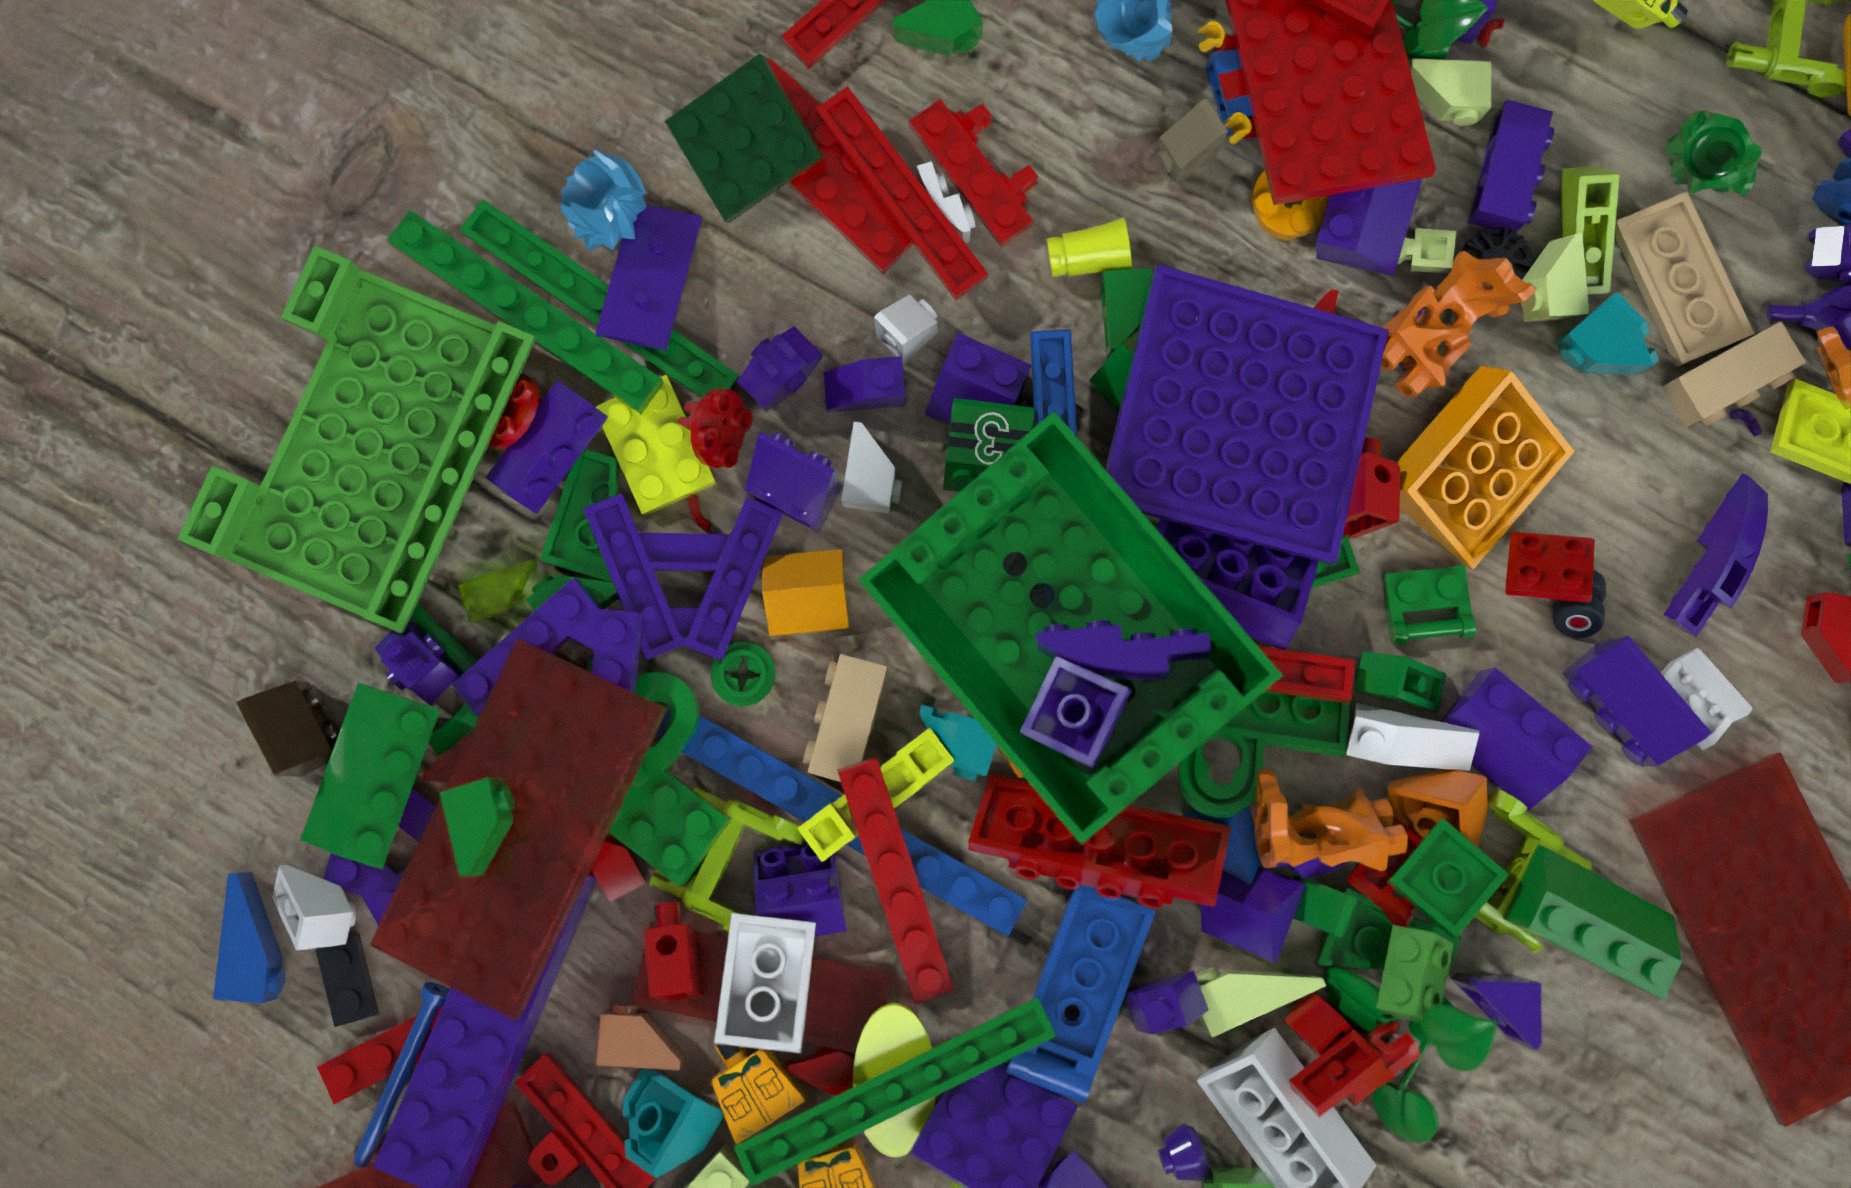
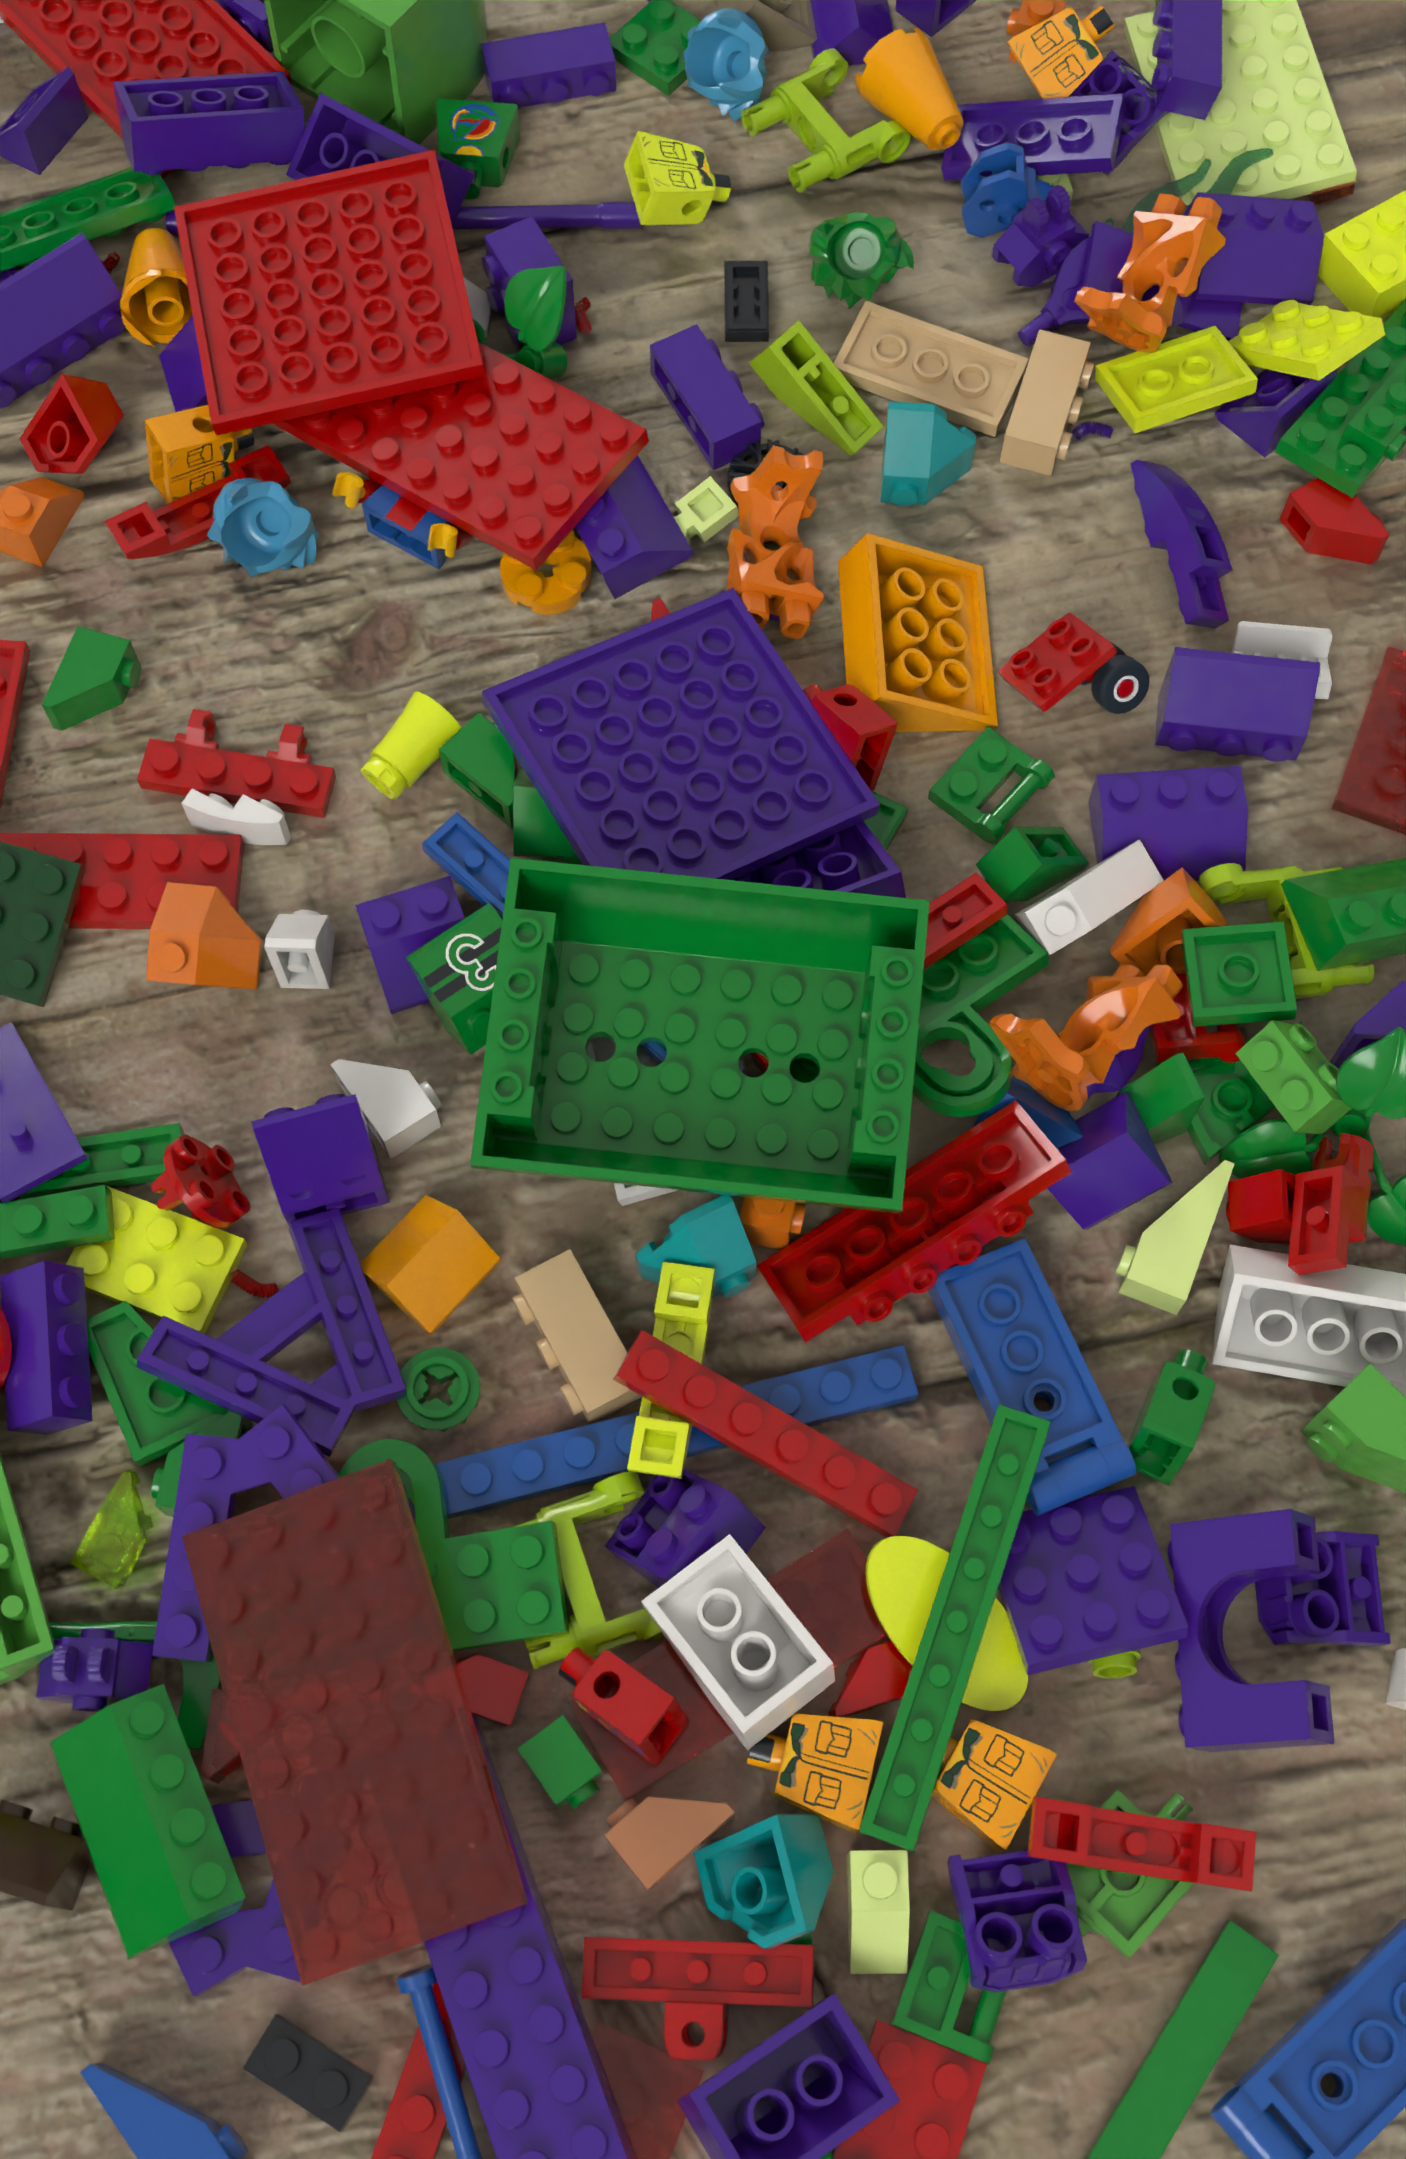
camera: 45 degrees left, 15 degrees down
(312, 909) = (204, 2026): white slope -> none
(477, 822) = (304, 1734): green slope -> none
(616, 951) = (562, 1764): none -> green brick
(779, 367) = (213, 1082): dark purple hinge -> none
(850, 269) = (202, 940): none -> orange slope
(865, 385) = (311, 1029): dark purple slope -> none
(901, 193) = (189, 836): red plate -> none
(1075, 711) = (783, 1111): dark purple slope -> none
(1103, 652) = (757, 1037): dark purple slope -> none
(1122, 1096) = (1171, 1417): none -> green torso
(1166, 1003) = (1114, 1312): dark purple slope -> none
(1184, 1154) = (1269, 1433): dark purple cone -> none
(1190, 142) = (414, 586): dark tan slope -> none
(1453, 88) = (601, 371): yellowish green slope -> none
(1558, 282) = (846, 447): yellowish green slope -> none
(1607, 119) = (746, 301): none -> black plate

